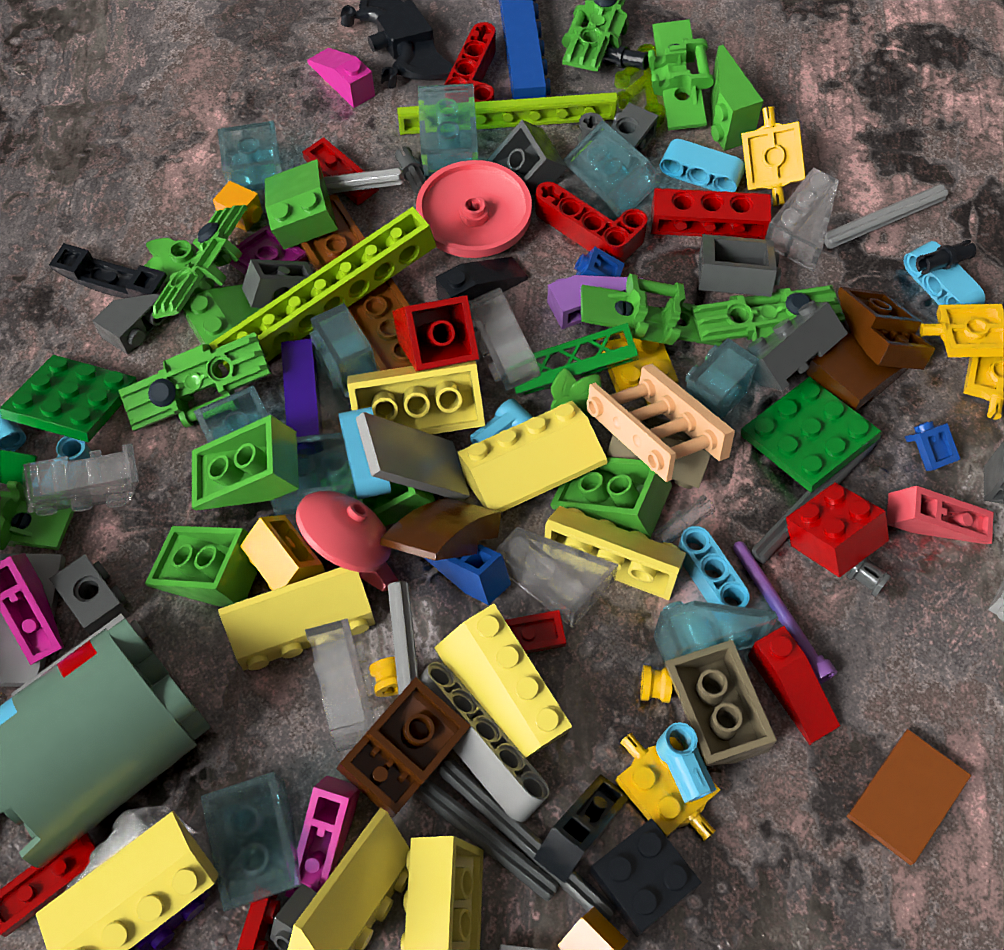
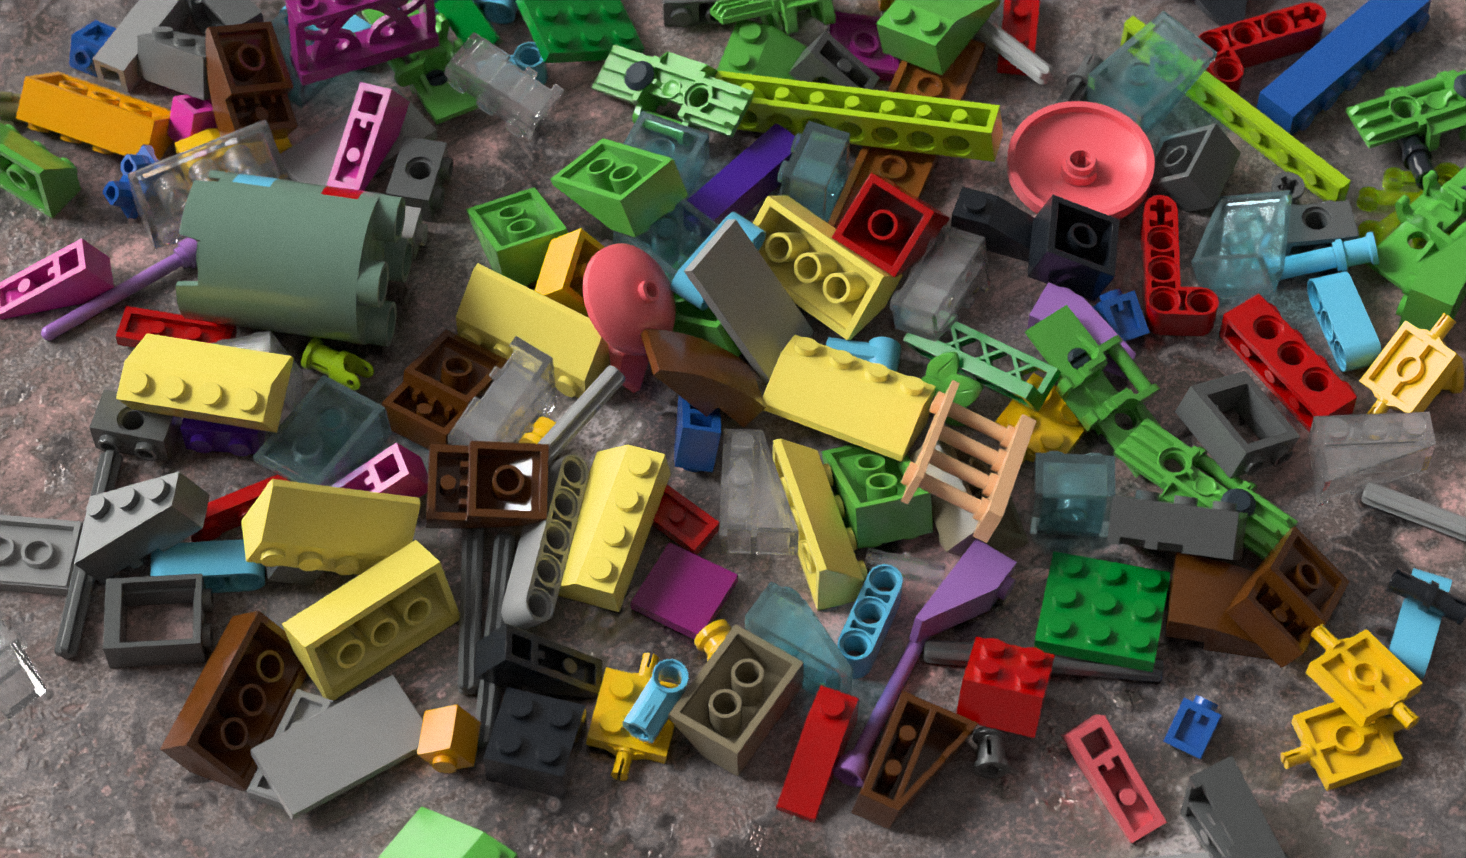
camera: 50 degrees right, 5 degrees down
(189, 776) = (337, 365): none -> lime piece
(284, 715) = (440, 388): none -> reddish brown slope
(534, 254) = (1073, 247): none -> black brick
(589, 675) = (684, 591): none -> magenta tile
(662, 131) = (1339, 256): none -> medium azure pin
(735, 492) = (967, 591): none -> medium lavender slope
(846, 631) = (910, 756): none -> reddish brown wedge

